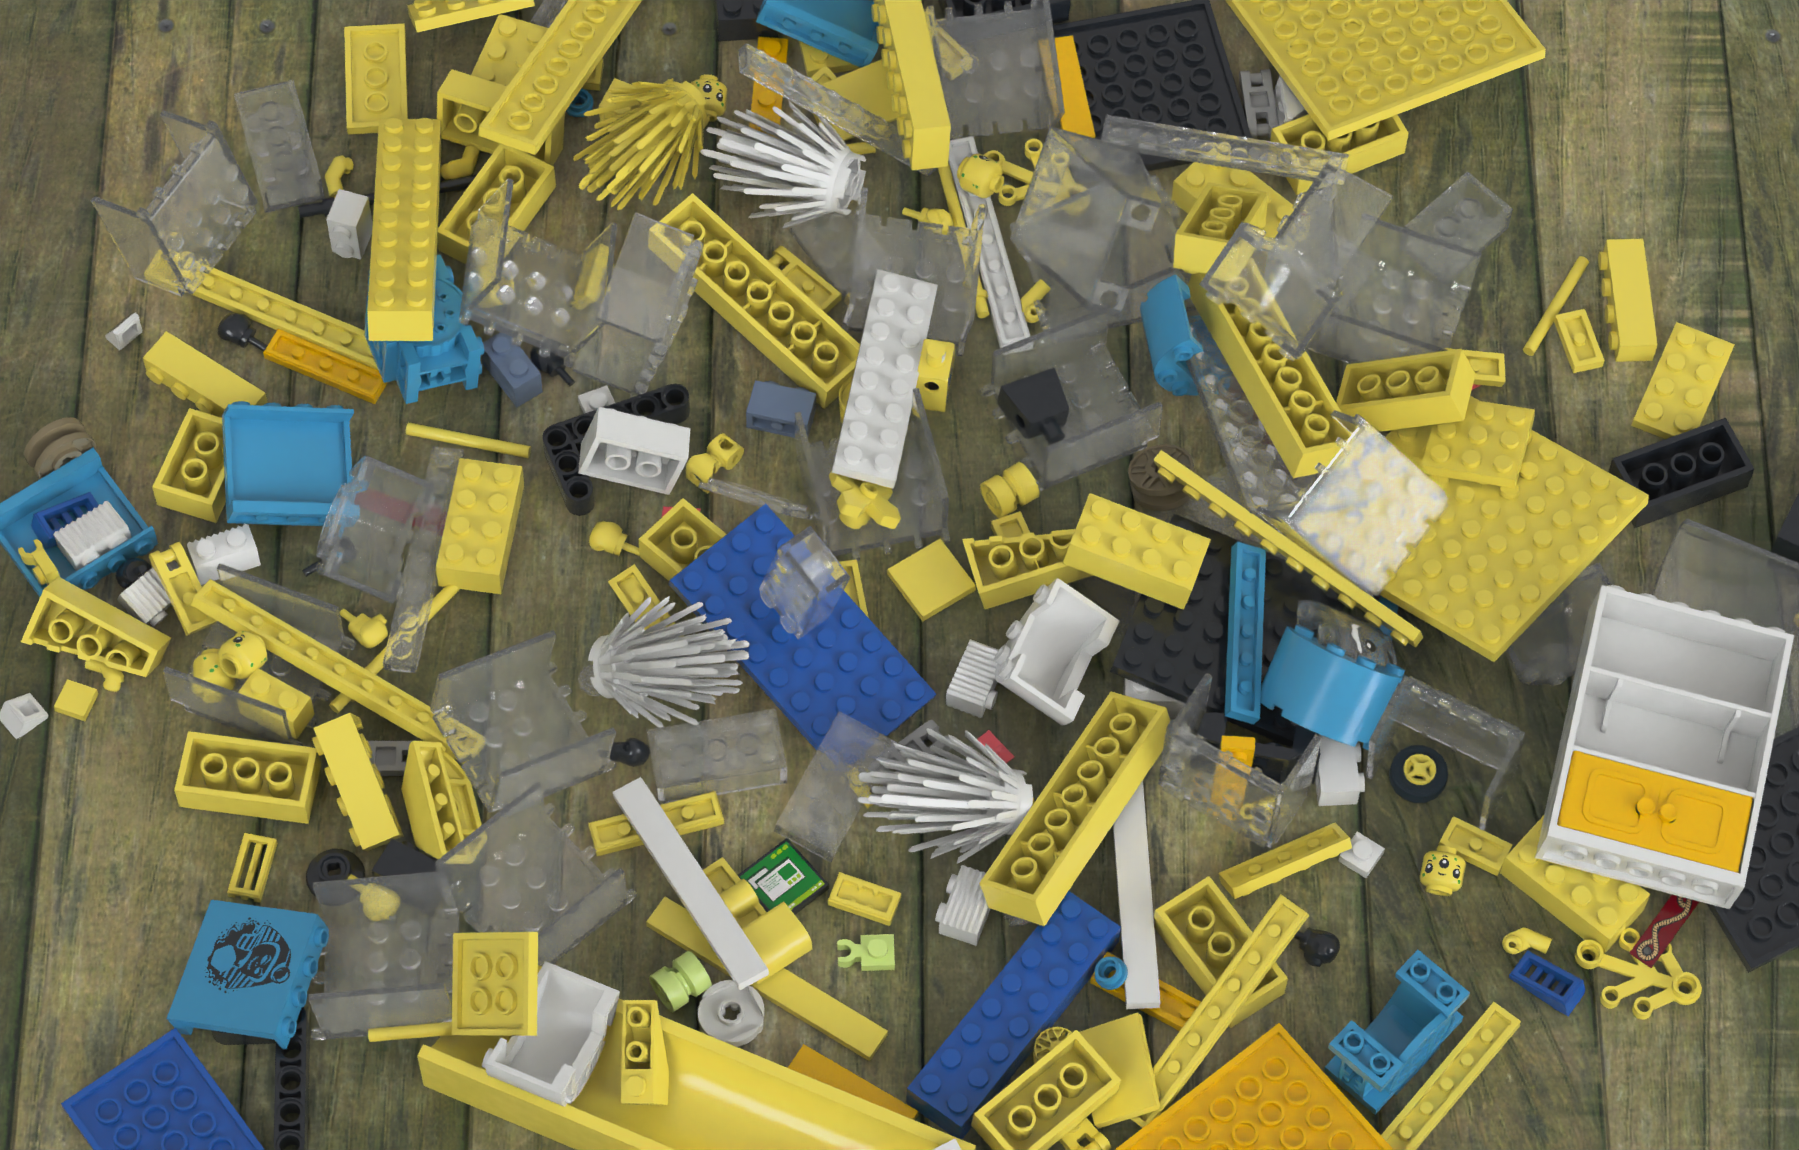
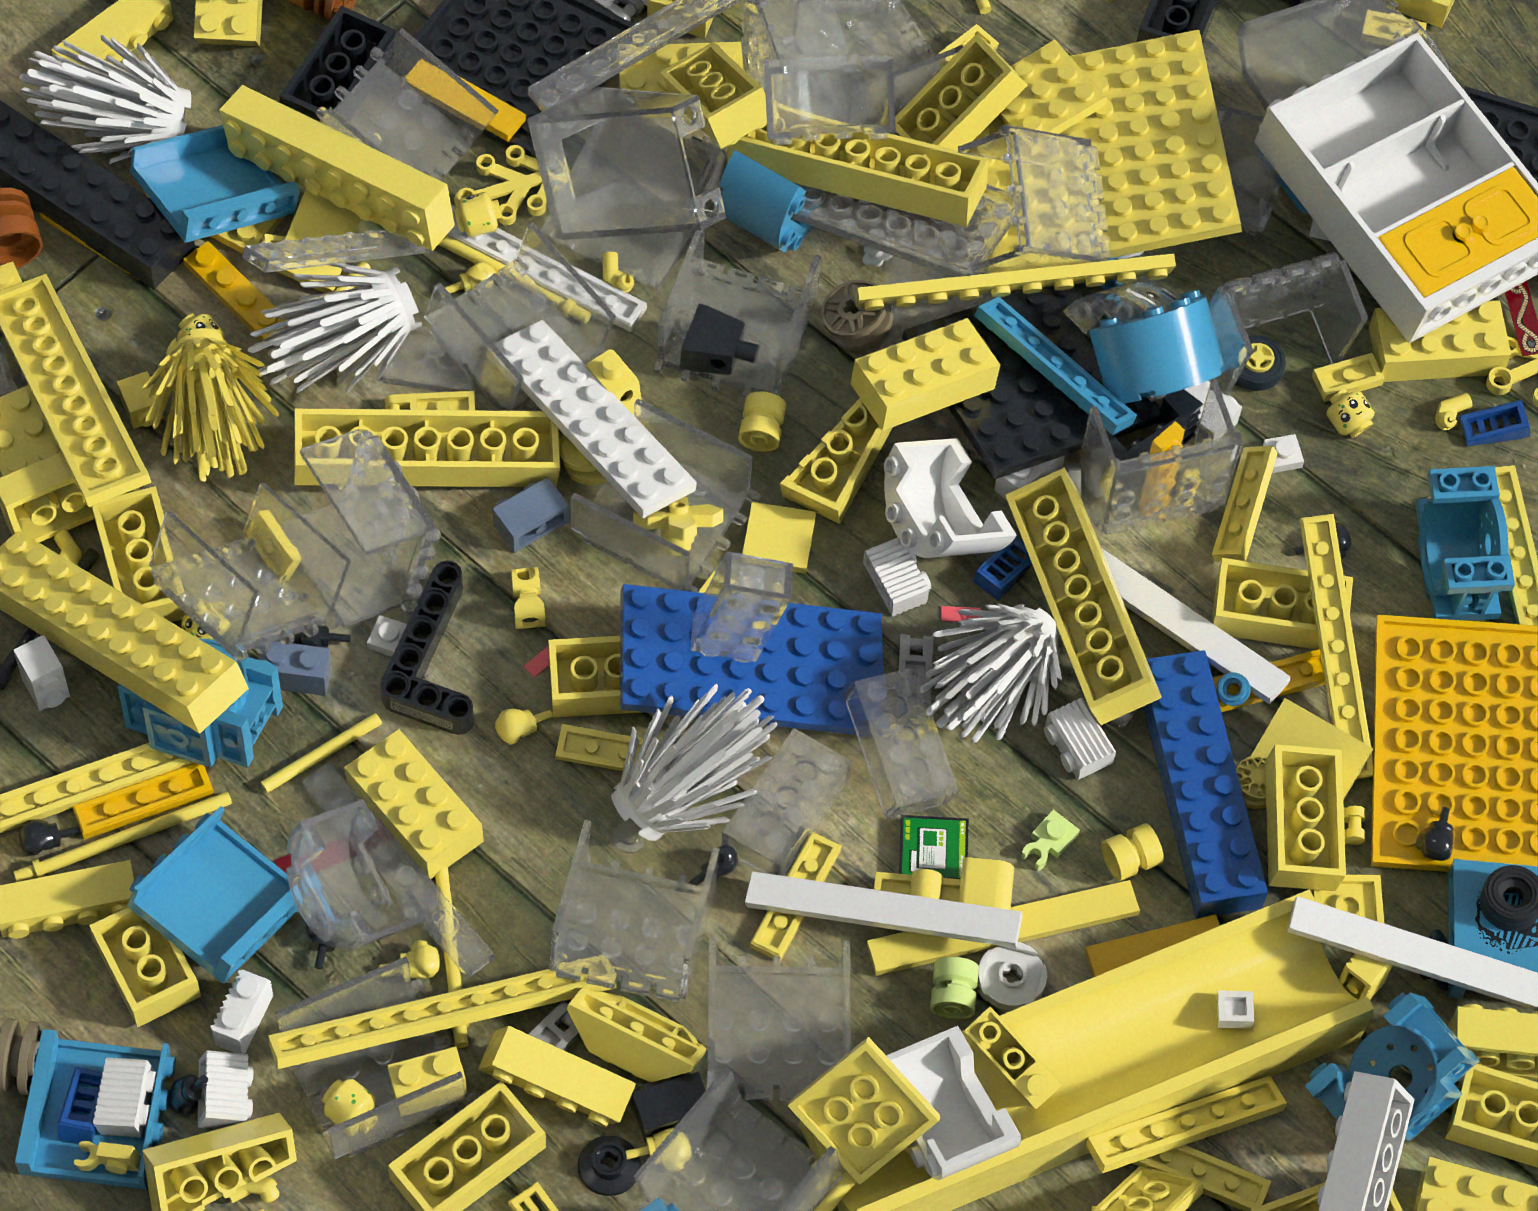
camera: 50 degrees left, 0 degrees up
(181, 587) = (248, 1064): light yellow plate -> none
(215, 350) = (120, 838): none -> light yellow bar
(242, 655) = (365, 1066): light yellow head -> none
(634, 450) = (472, 638): white brick -> none
(756, 497) = (598, 591): clear piece -> none
(864, 899) = (1004, 804): light yellow plate -> none
(910, 1013) = (1128, 853): none -> light yellow wheel
(1010, 526) = (794, 449): light yellow plate -> none
(1052, 733) = (992, 584): none -> blue slope

